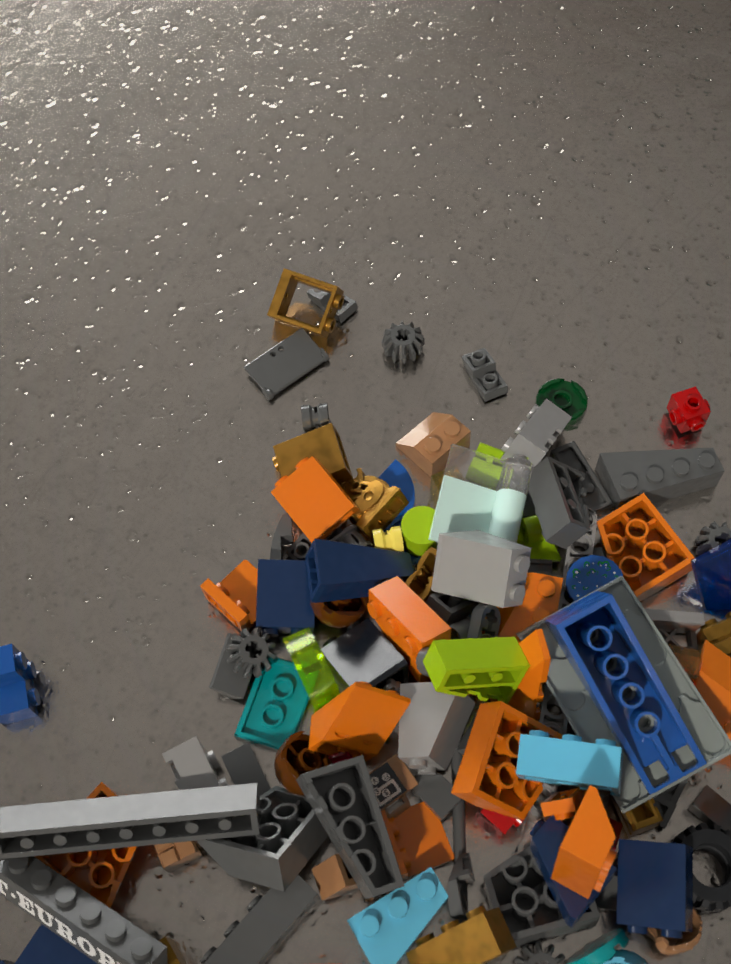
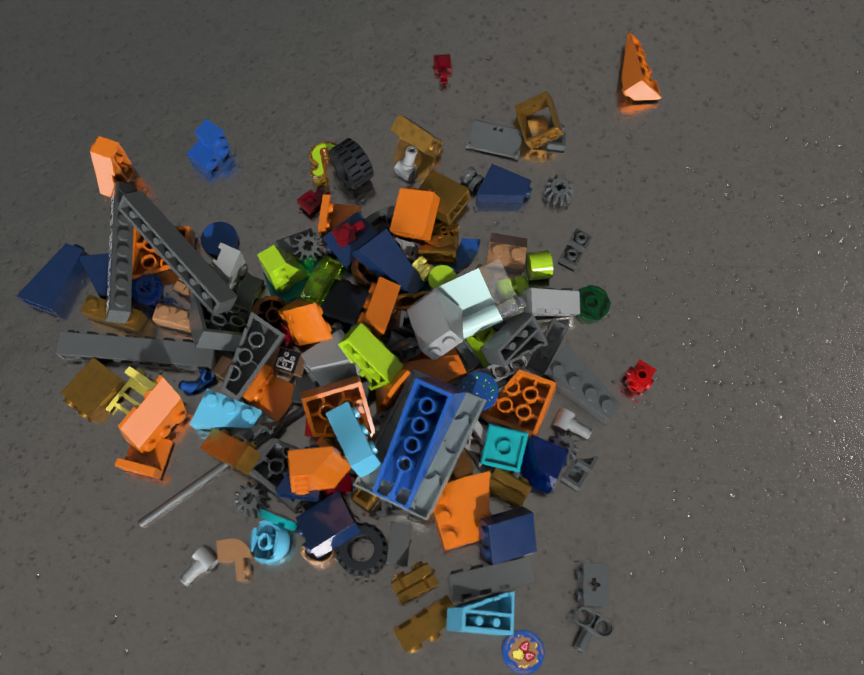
camera: 45 degrees right, 10 degrees up
(135, 901) = (148, 290): none -> clear blue piece
(140, 761) = (217, 233): none -> blue tile
(146, 567) = (317, 158): none -> clear orange animal
(148, 354) = (442, 65): none -> dark red plate
(187, 527) = (351, 163): none -> black tyre
(190, 608) = (311, 201): none -> dark red plate
(207, 898) = (172, 317): none -> medium nougat brick
(216, 433) = (417, 136): none -> pearl gold brick
(240, 472) = (405, 166): none -> light grey pin
(259, 706) = (281, 268): none -> lime wedge
(277, 593) = (346, 234): none -> dark red plate
(322, 917) = (192, 386): none -> blue piece
(332, 186) = (636, 73): none -> orange wedge
(352, 392) = (503, 187): none -> dark blue slope
(481, 417) = (539, 265): none -> lime piece
(687, 603) = (504, 448): none -> teal tile
(690, 520) = (566, 421): none -> light grey pin

